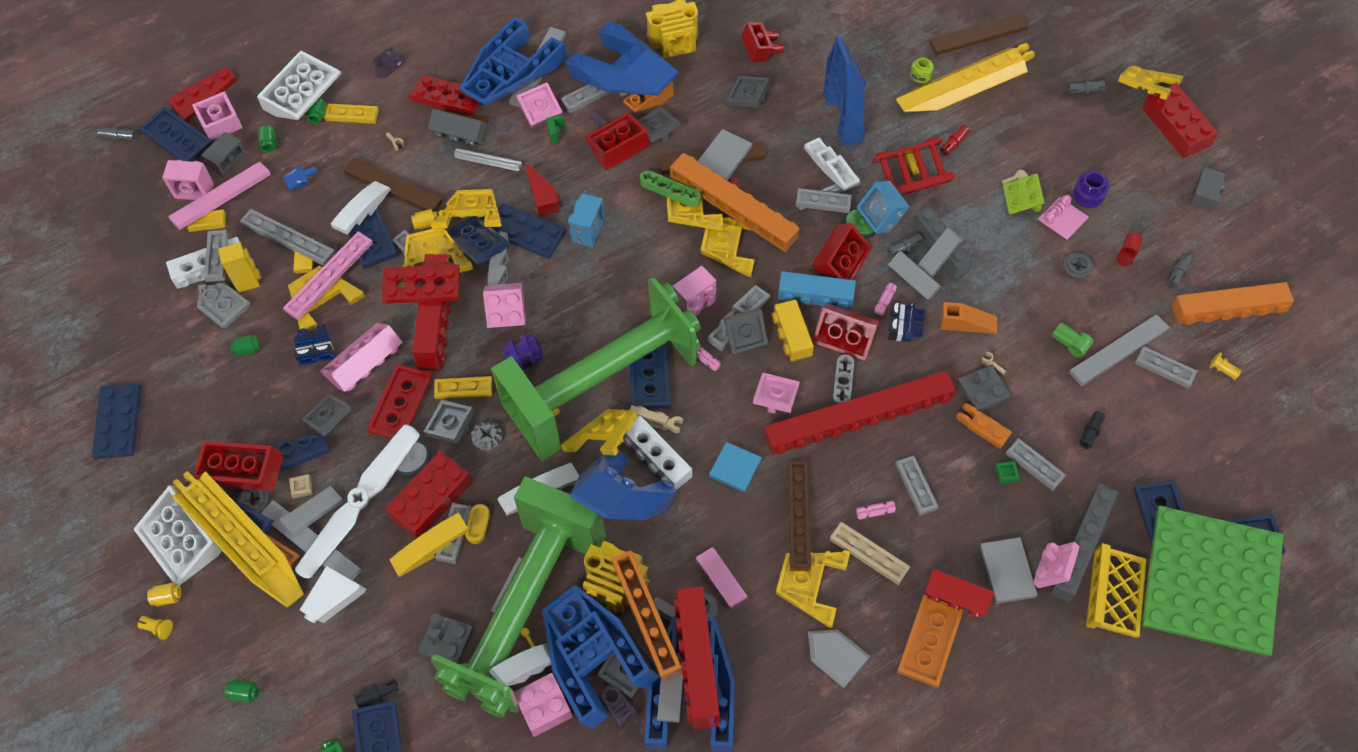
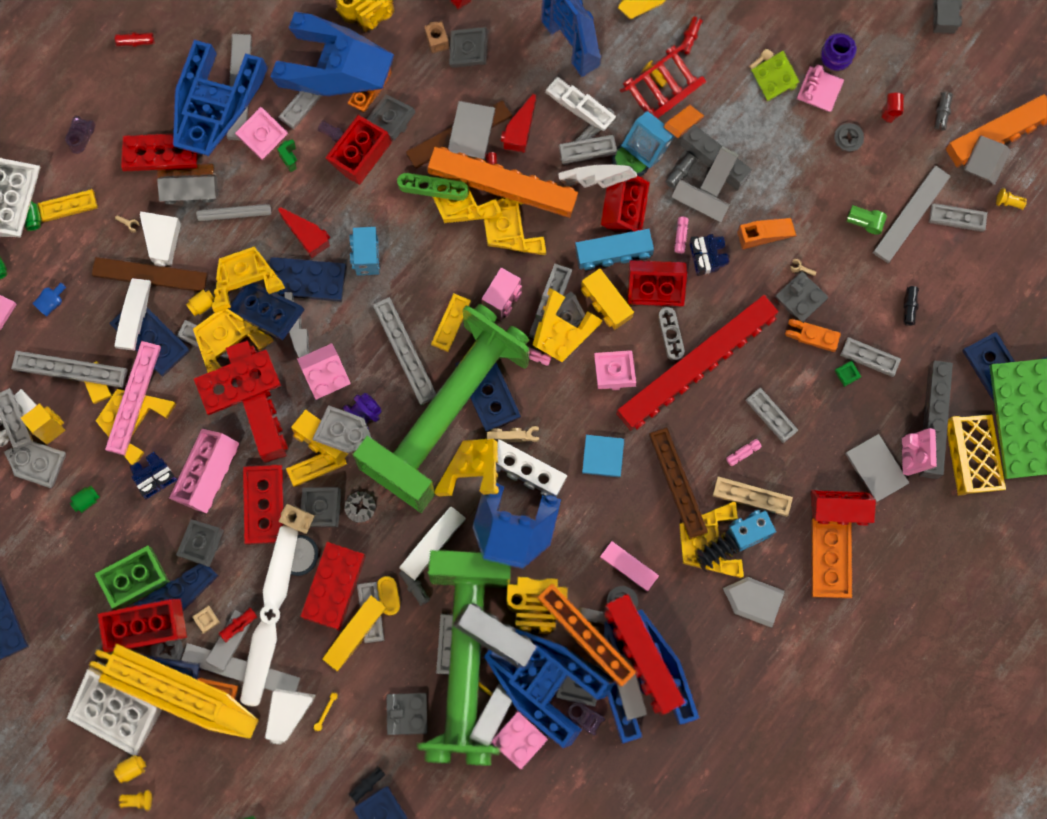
camera: 25 degrees left, 15 degrees up
(252, 422) = (132, 578): none -> bright green brick
(310, 501) = (237, 625): none -> red pin
(357, 620) = (318, 726): none -> yellow hinge
(416, 158) = (160, 236): none -> white slope
(422, 422) = (302, 520): none -> tan brick
(467, 8) = (134, 39): none -> red pin
(475, 360) = (305, 429): none -> yellow brick
(493, 352) = (341, 430): none -> light grey tile
(505, 524) = (415, 587): none -> dark grey pin
(555, 582) = (494, 635): none -> brick
(587, 311) = (405, 351): none -> light grey tile
(634, 310) = (450, 323): none -> yellow tile
(723, 77) = (436, 44): none -> medium nougat brick
(732, 343) = (558, 336): none -> yellow wing
(769, 165) = (518, 129): none -> red slope
(812, 587) = (715, 551): none -> black piece
(822, 219) = (602, 174): none -> white slope
(854, 582) = (752, 530): none -> dark azure piece
(921, 201) = (683, 121): none -> orange tile
(1212, 321) = (987, 159): none -> light grey slope

